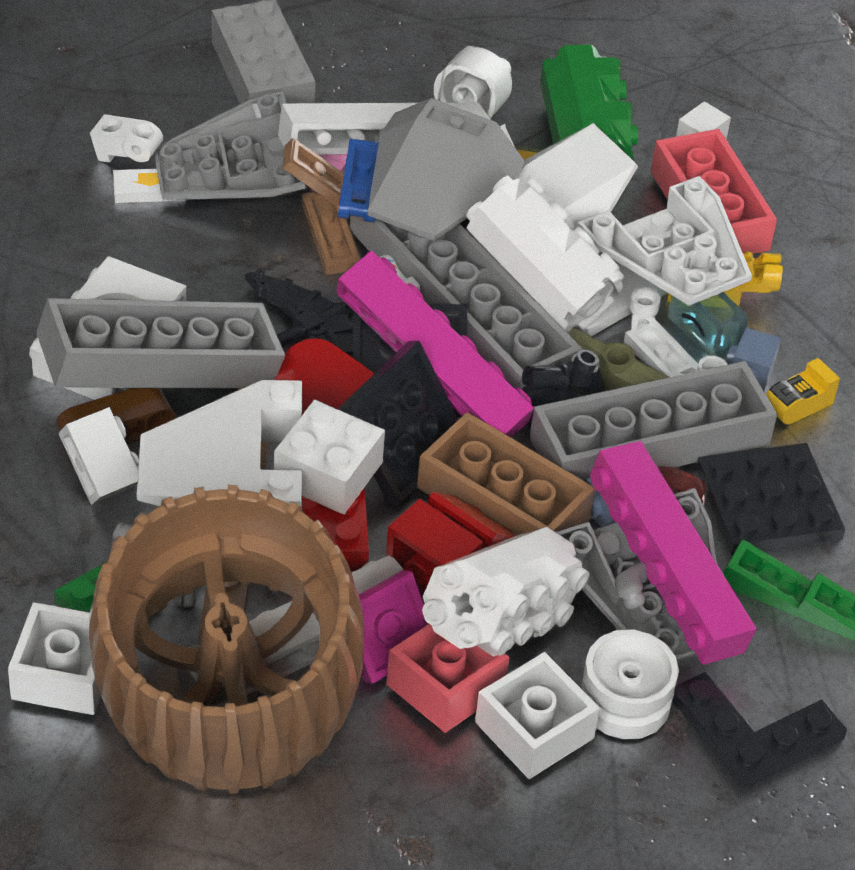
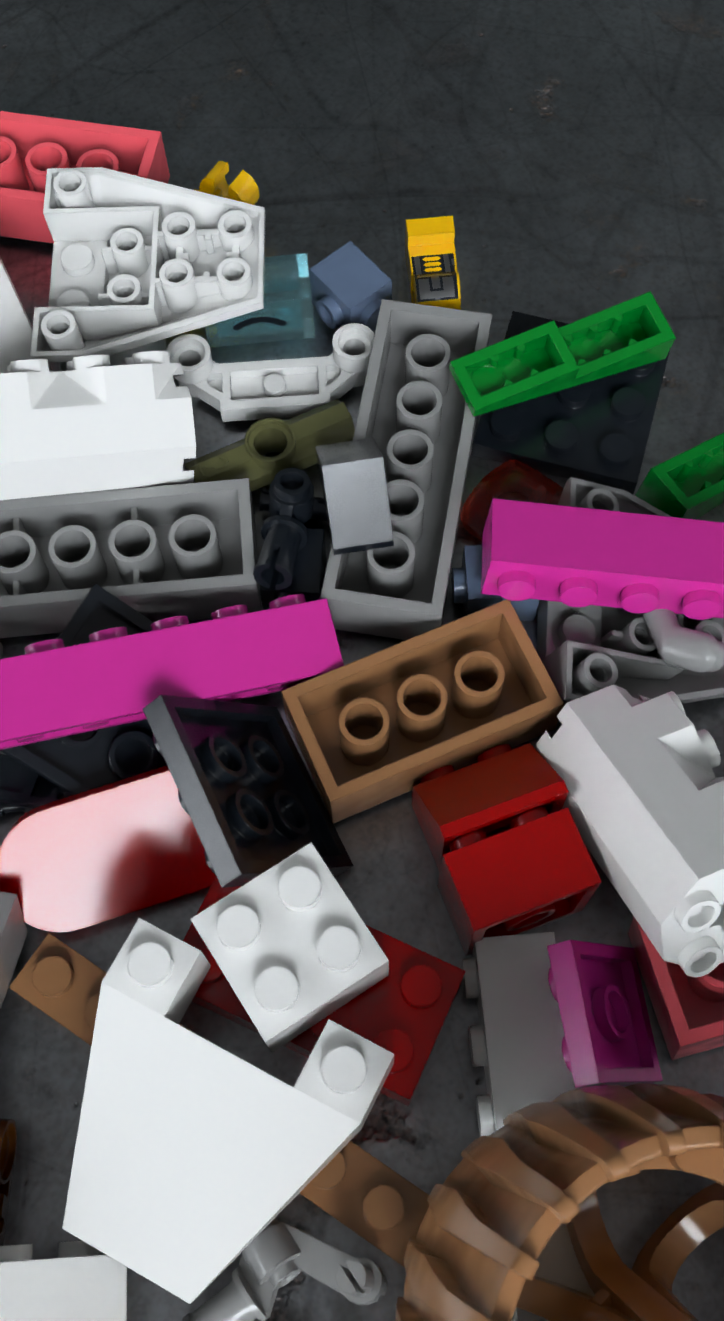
camera: 55 degrees left, 20 degrees up
(602, 390) = (355, 495): none -> slope
(767, 452) = (563, 357): none -> green slope

